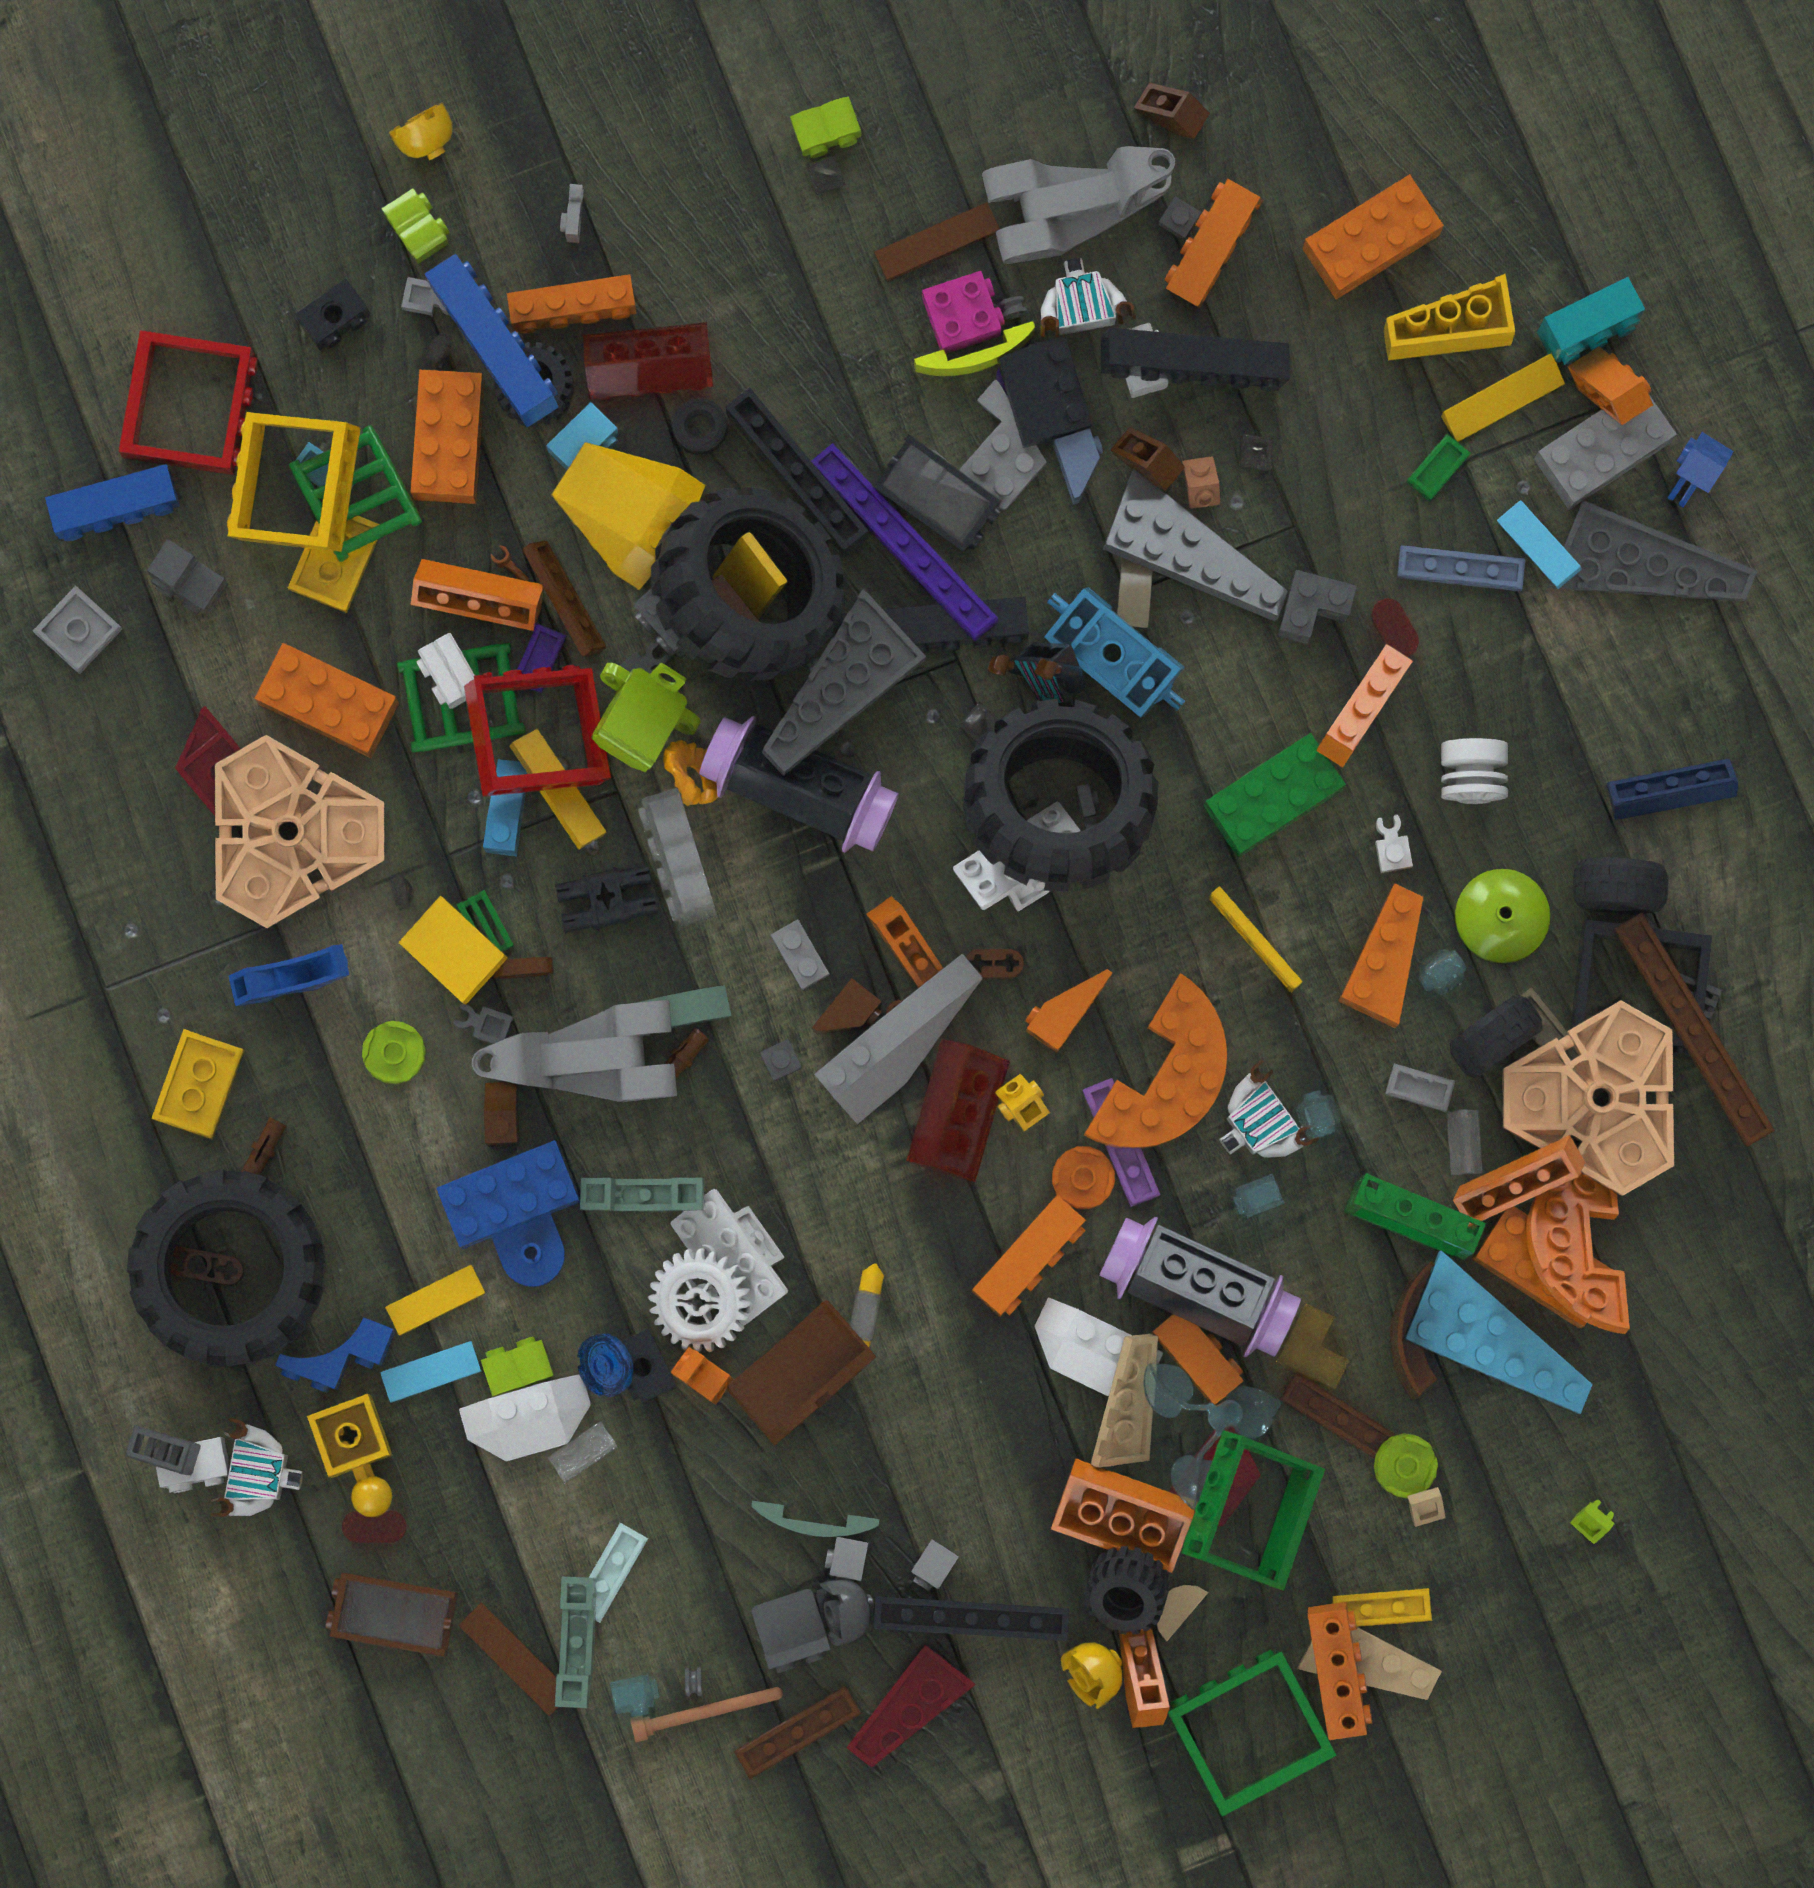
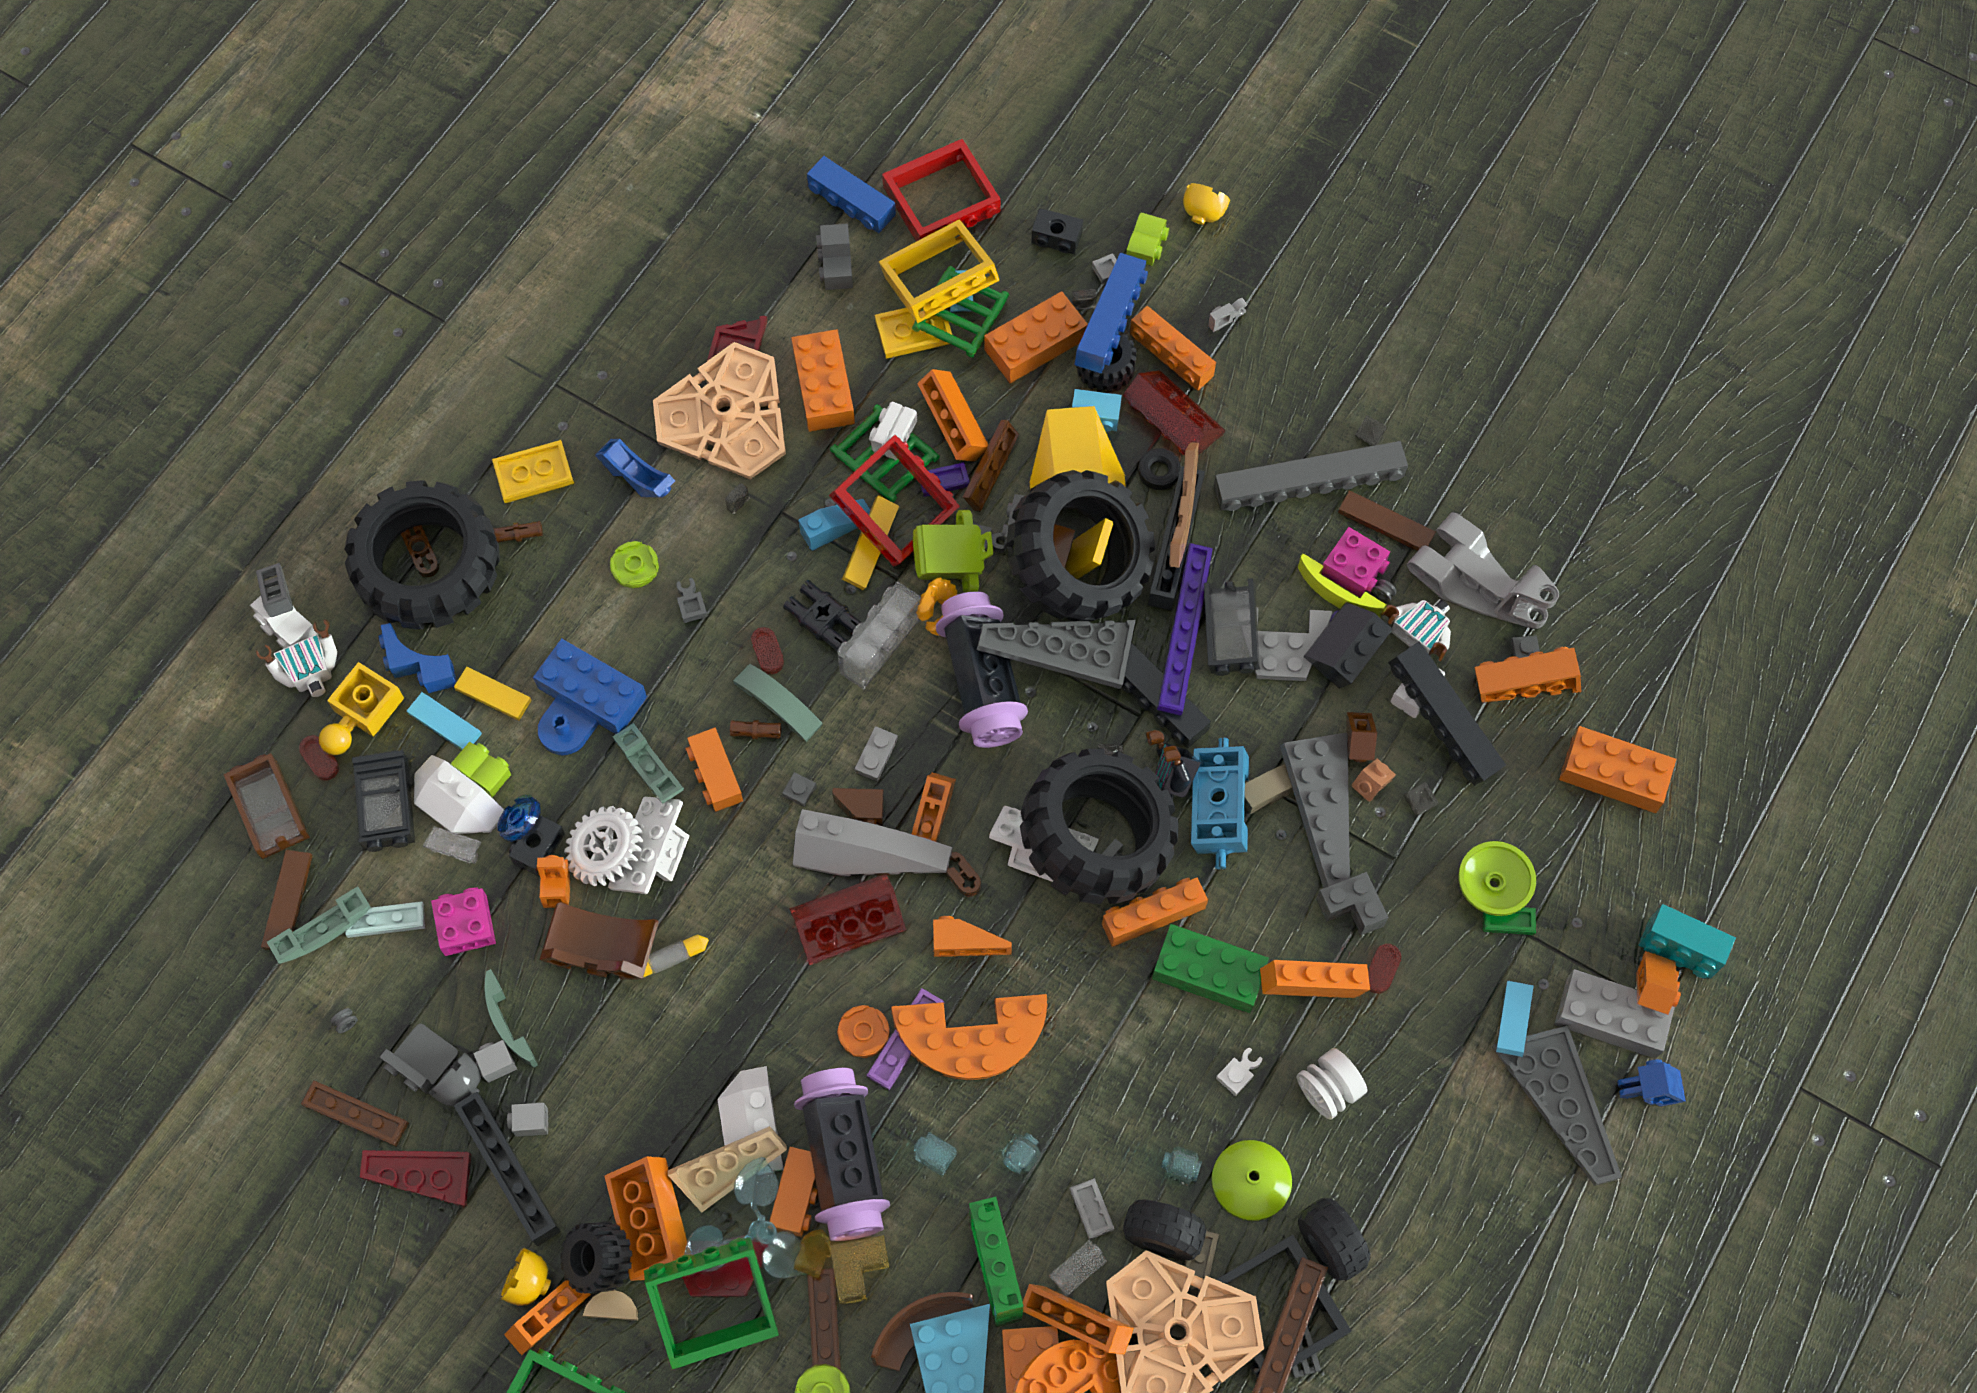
camera: 55 degrees right, 15 degrees down
(77, 629) = (761, 229): light grey tile -> none
(453, 950) = (722, 550): yellow tile -> none
(472, 901) = (745, 557): green tile -> none
(478, 1490) = (383, 800): none -> black door
(501, 1114) = (638, 649): reddish brown slope -> none
(507, 563) = (988, 421): dark orange hand -> none
(525, 968) = (742, 598): reddish brown beam -> none
(590, 1057) = (711, 673): light grey piece -> none
(599, 983) = (767, 650): none -> clear red tile
(634, 1695) = (309, 989): clear light blue brick -> none
(644, 1726) = (291, 1010): nougat piece -> none
(676, 1494) = (463, 921): none -> dark pink brick
(697, 1131) = (713, 770): none -> orange brick
(782, 442) = (1181, 532): none -> medium nougat tile
(826, 127) = (1399, 411): lime brick -> none
(829, 278) = (1310, 476): none -> dark grey brick
(1022, 1102) = (882, 952): yellow brick -> none
(1029, 1255) = (783, 1032): orange brick -> none
(1078, 460) = (1323, 696): sand blue slope -> none
(1172, 109) = (1587, 596): reddish brown slope -> none
(1177, 805) = (1154, 911): none -> orange brick
(1255, 939) = (1106, 1026): yellow tile -> none
(1262, 1120) = (988, 1116): torso -> none
(1269, 1382) = (813, 1253): none -> clear yellow tile
(1384, 963) = (1160, 1119): orange wedge -> none
(1396, 427) = (1506, 867): none -> lime dish
(1454, 323) = (1607, 857): yellow wedge -> none
(1461, 568) = (1457, 982): sand blue tile -> none
(1503, 398) = (1589, 926): yellow slope -> none
(1672, 789) = (1429, 1232): dark blue slope -> none

